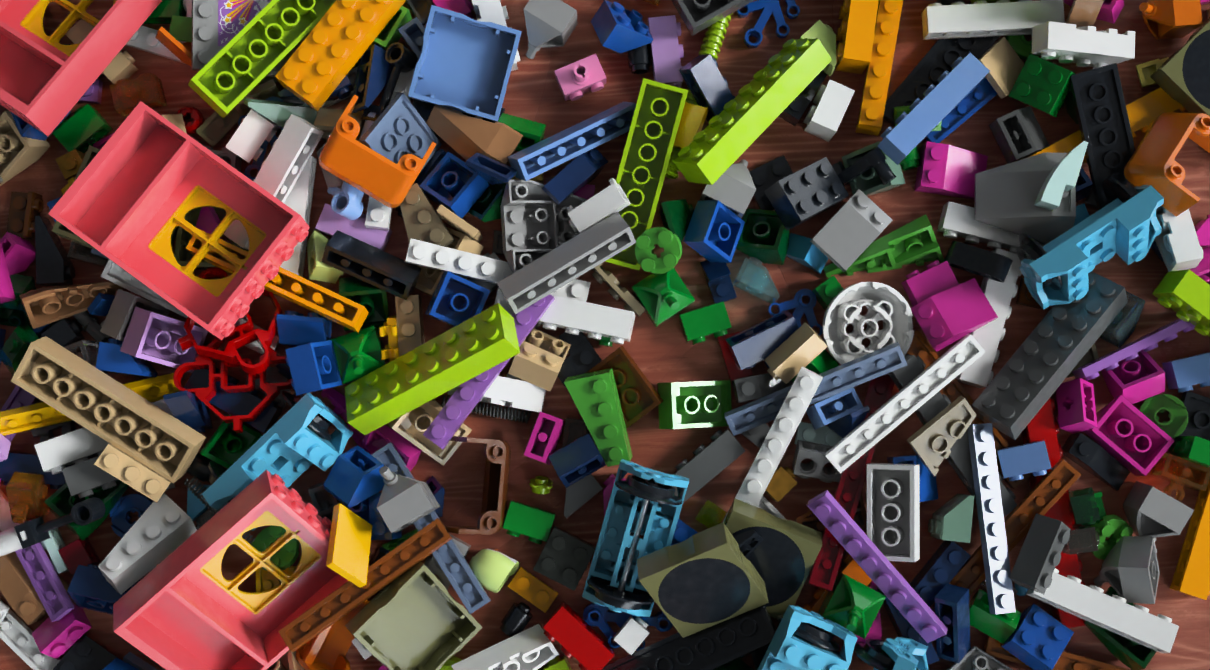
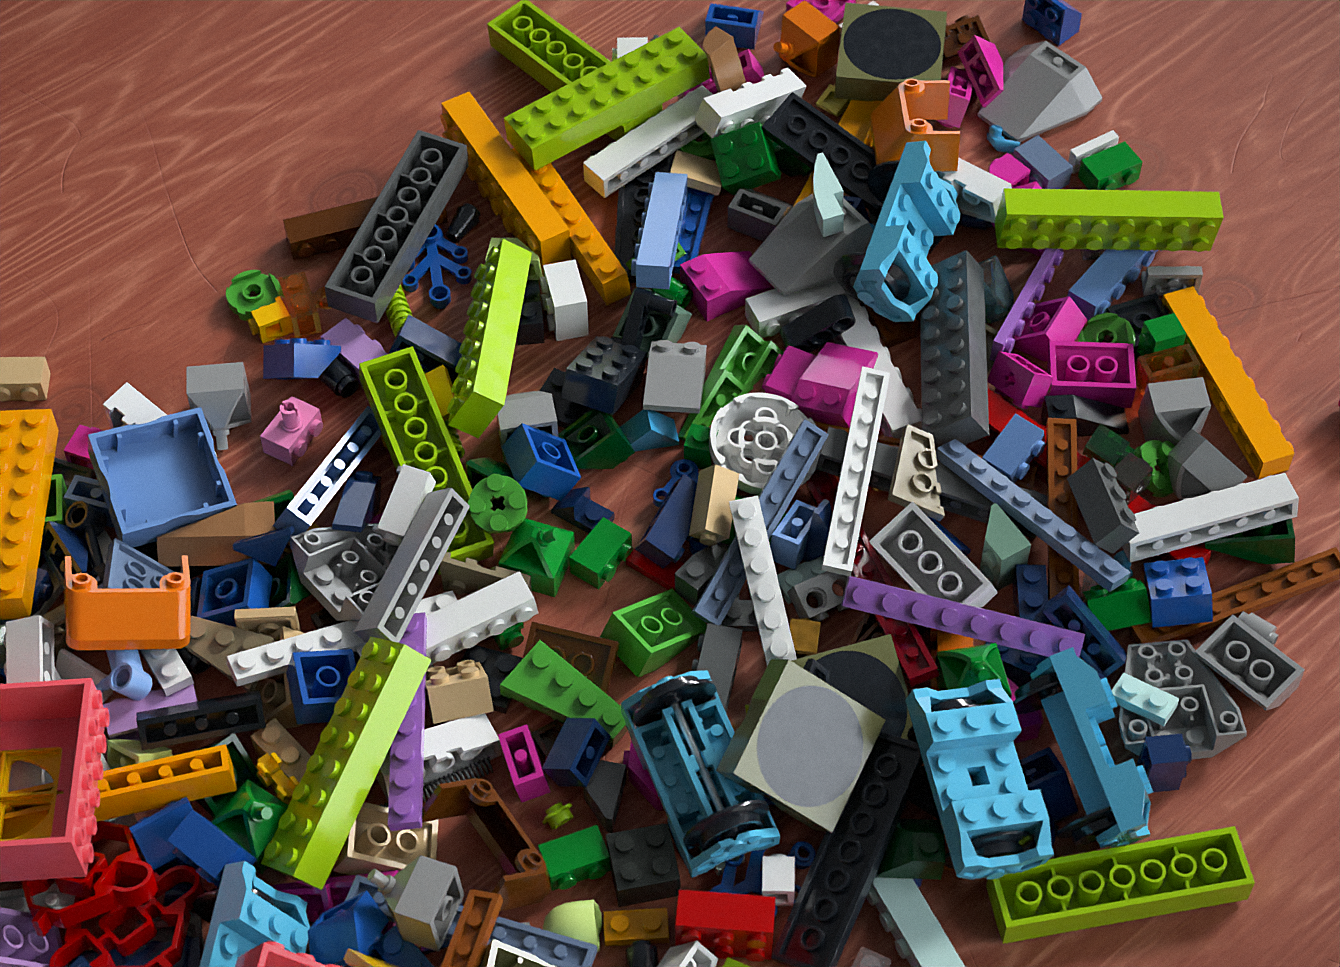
camera: 35 degrees left, 30 degrees down
(756, 280) = (623, 483): clear light blue slope -> none

